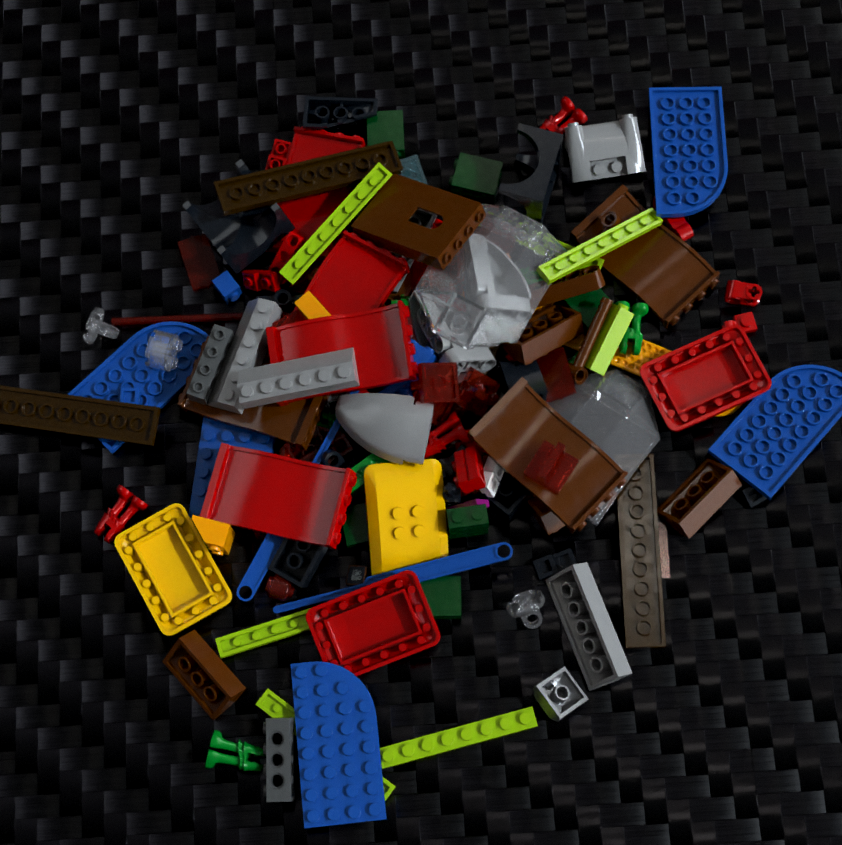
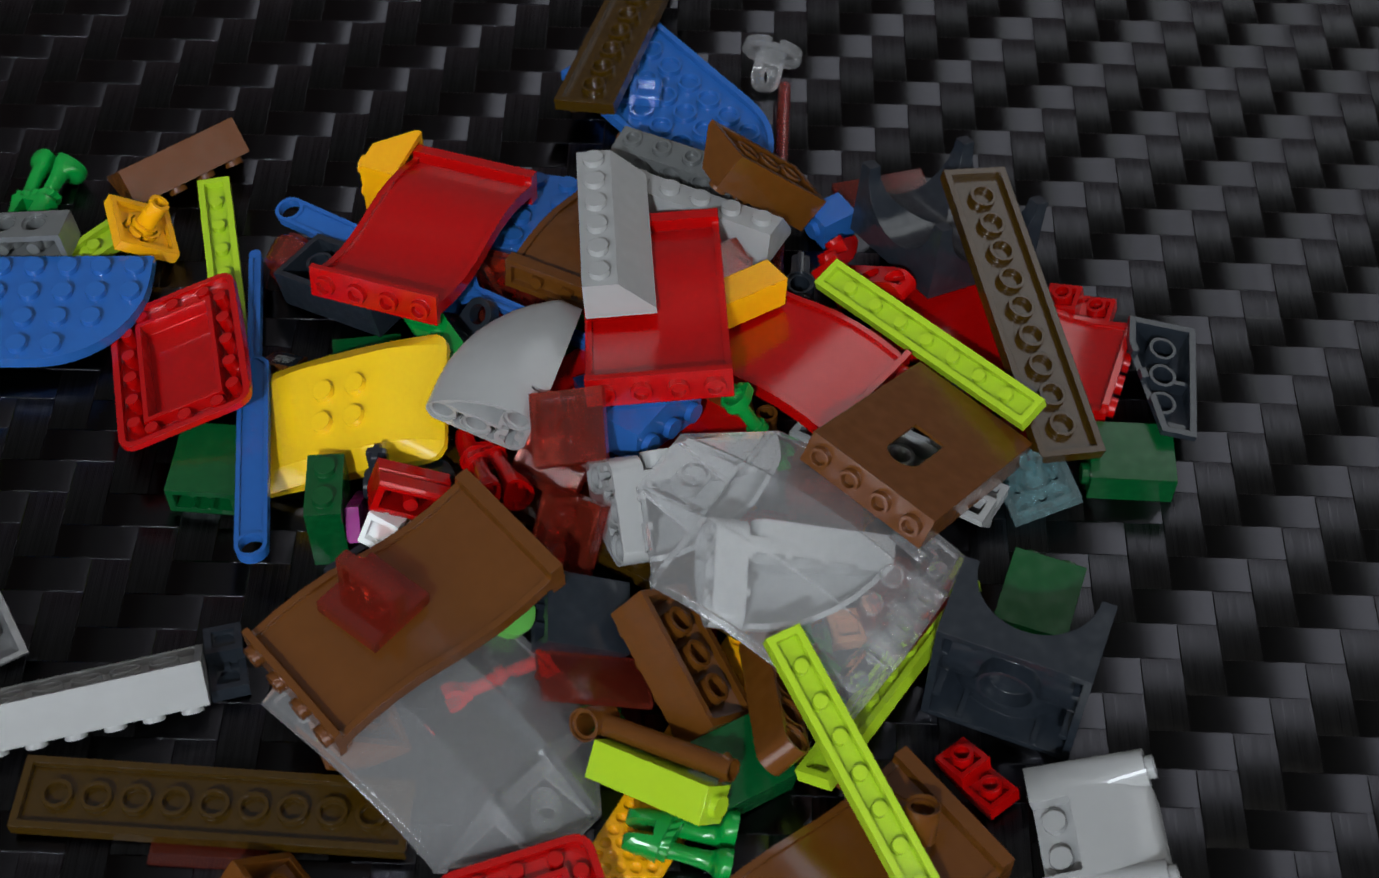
camera: 90 degrees right, 20 degrees down
(110, 518) = (447, 73): red piece -> none
(163, 350) = (710, 101): clear brick -> none
(173, 569) = (321, 134): yellow wedge -> none
(223, 314) = (758, 177): none -> reddish brown slope
(265, 678) = (142, 227): none -> light orange plate
(525, 605) = (150, 596): clear tile -> none
(567, 109) = (1154, 740): red piece -> none
(575, 205) = (972, 775): none -> red slope

